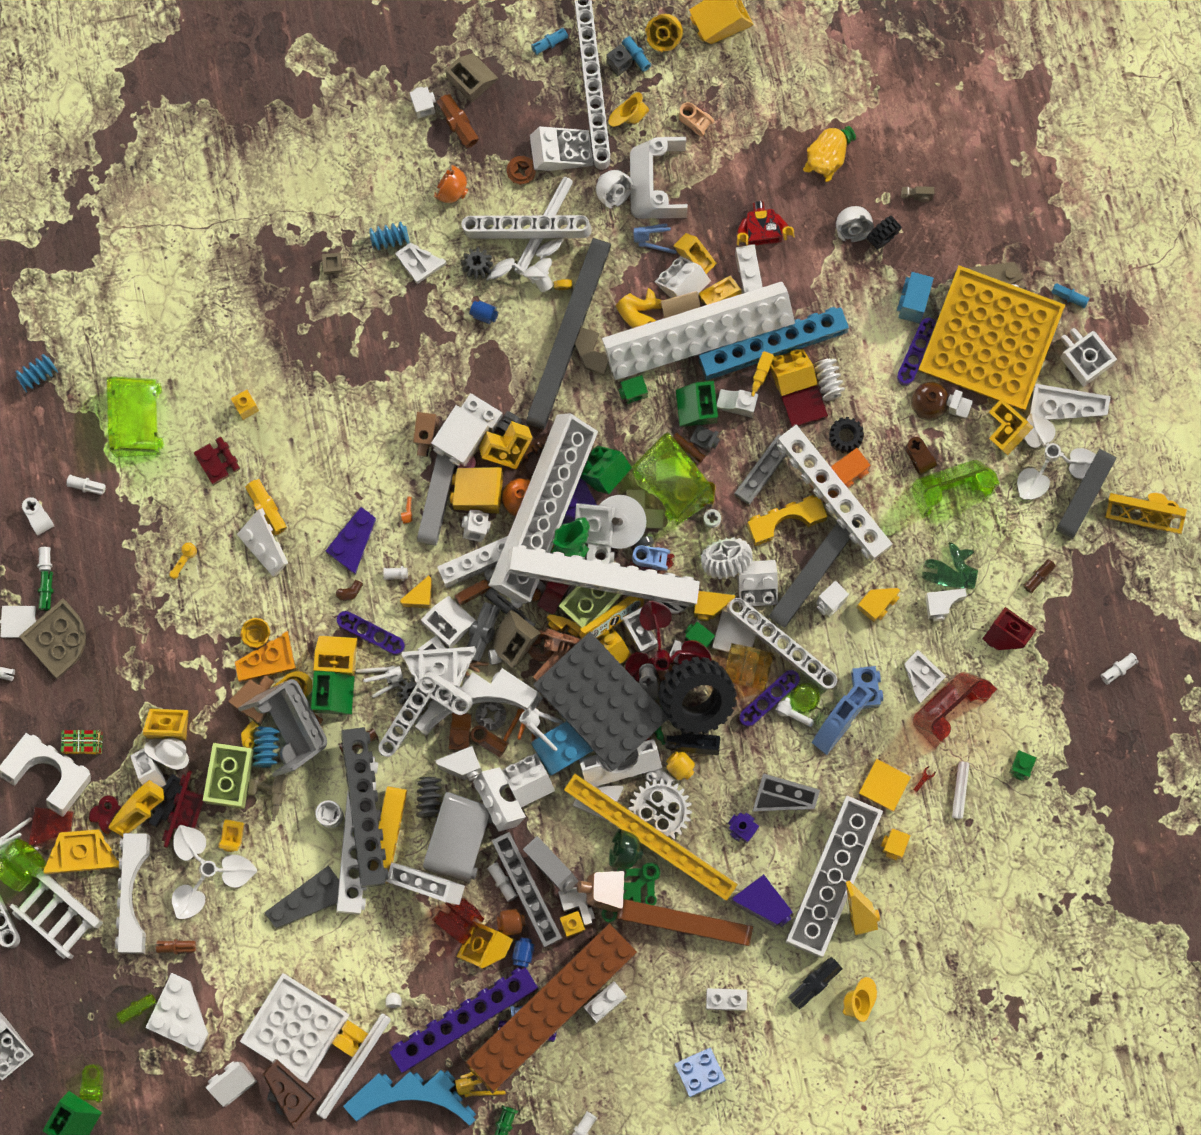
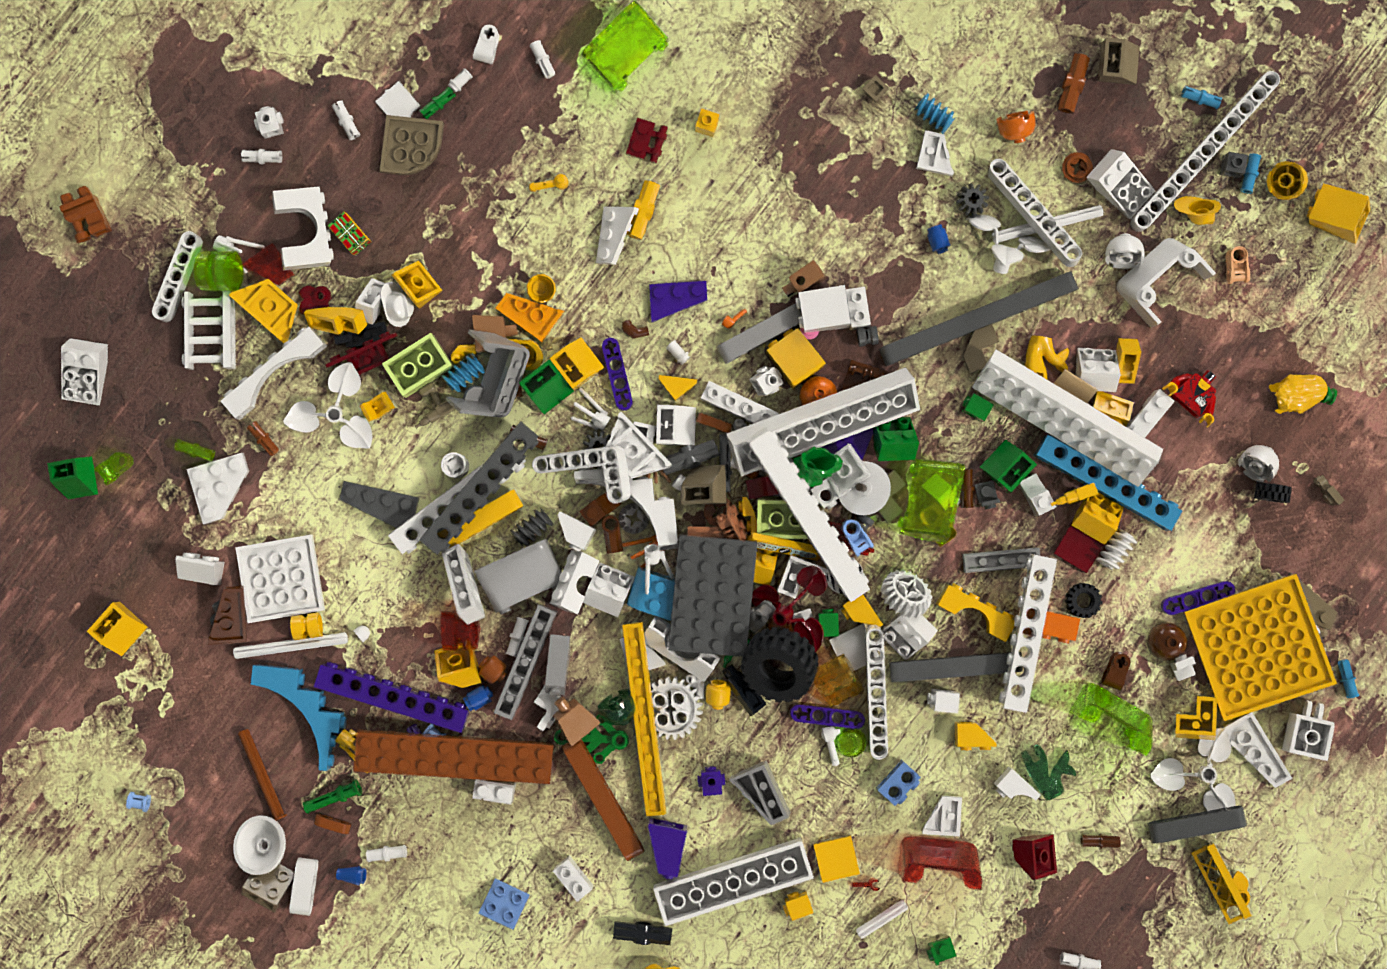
camera: 50 degrees right, 10 degrees up
(423, 102) = (1065, 43): white brick -> none
(508, 448) = (845, 352): yellow brick -> none
(564, 284) = (1013, 280): yellow tile -> none
(572, 924) = (530, 716): yellow brick -> none
(641, 235) = (1107, 306): medium blue plant -> none
(717, 516) = (934, 556): white bush -> none
(841, 717) = (859, 786): medium blue slope -> none
(861, 911) = (724, 925): yellow slope -> none
(914, 302) = (1240, 562): dark azure brick -> none

